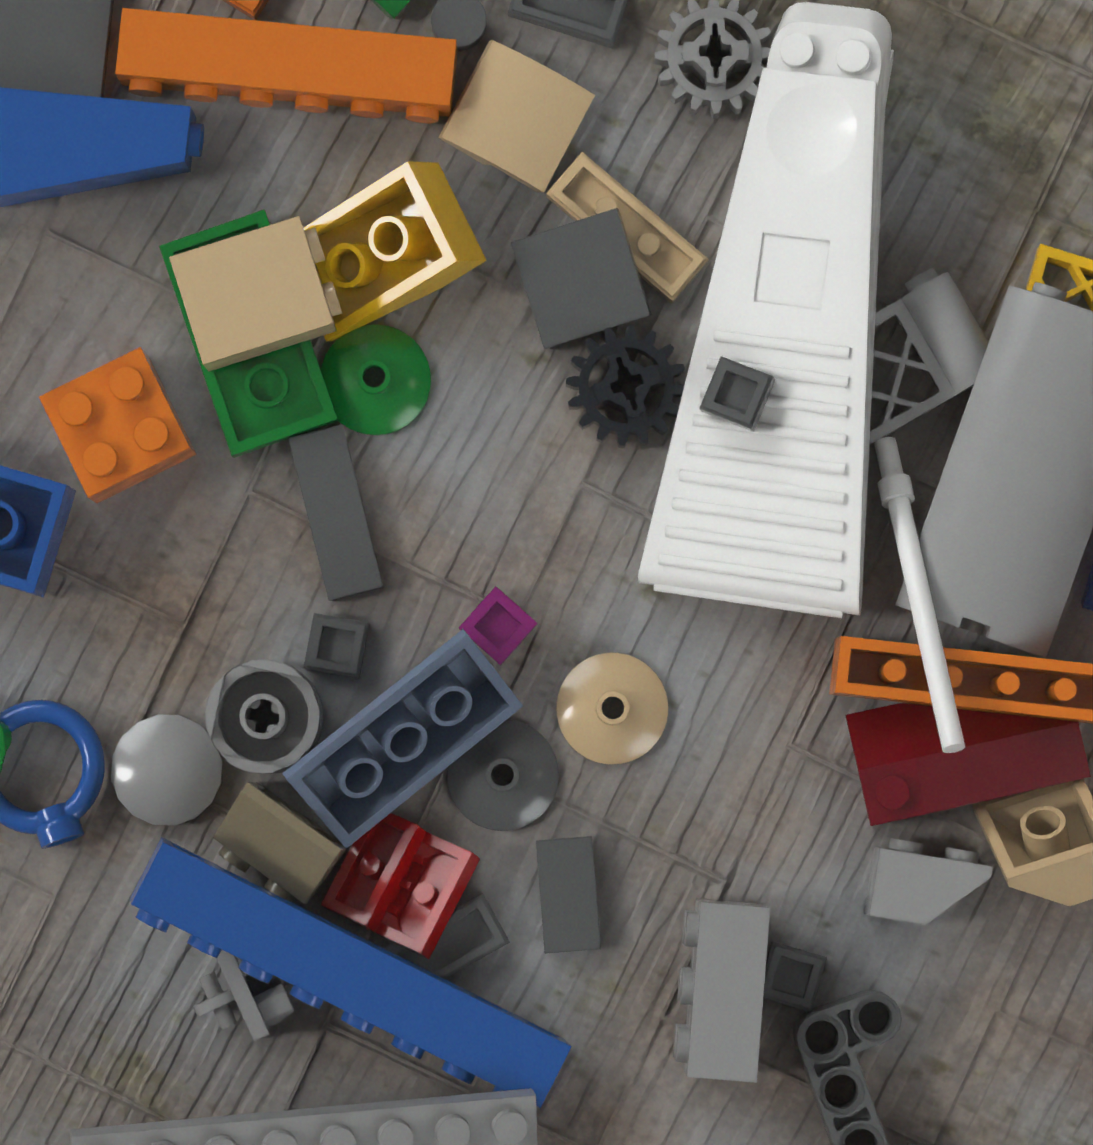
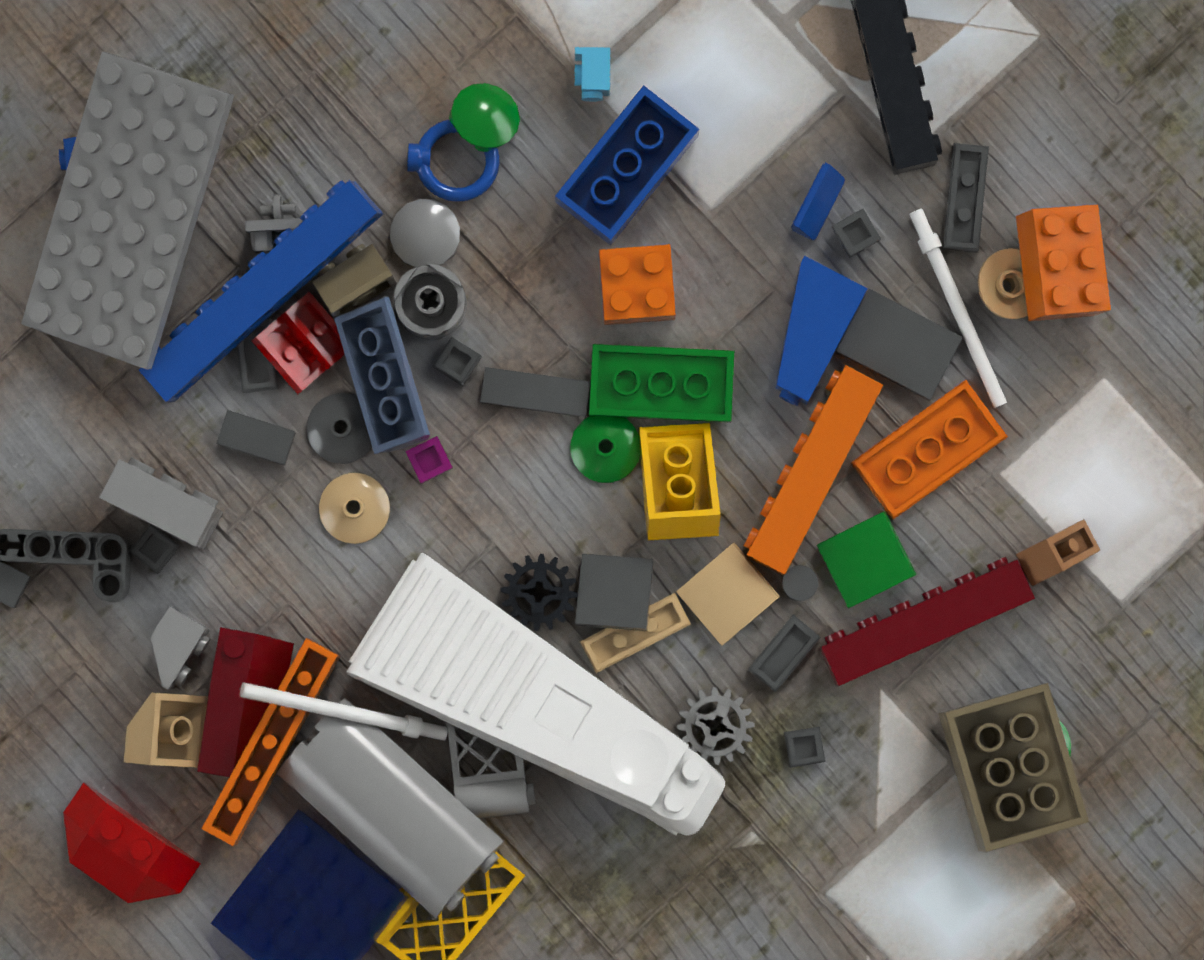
camera: 115 degrees right, 0 degrees up
(255, 293) = (680, 395): tan brick -> none
(737, 394) = (503, 651): dark grey tile -> none

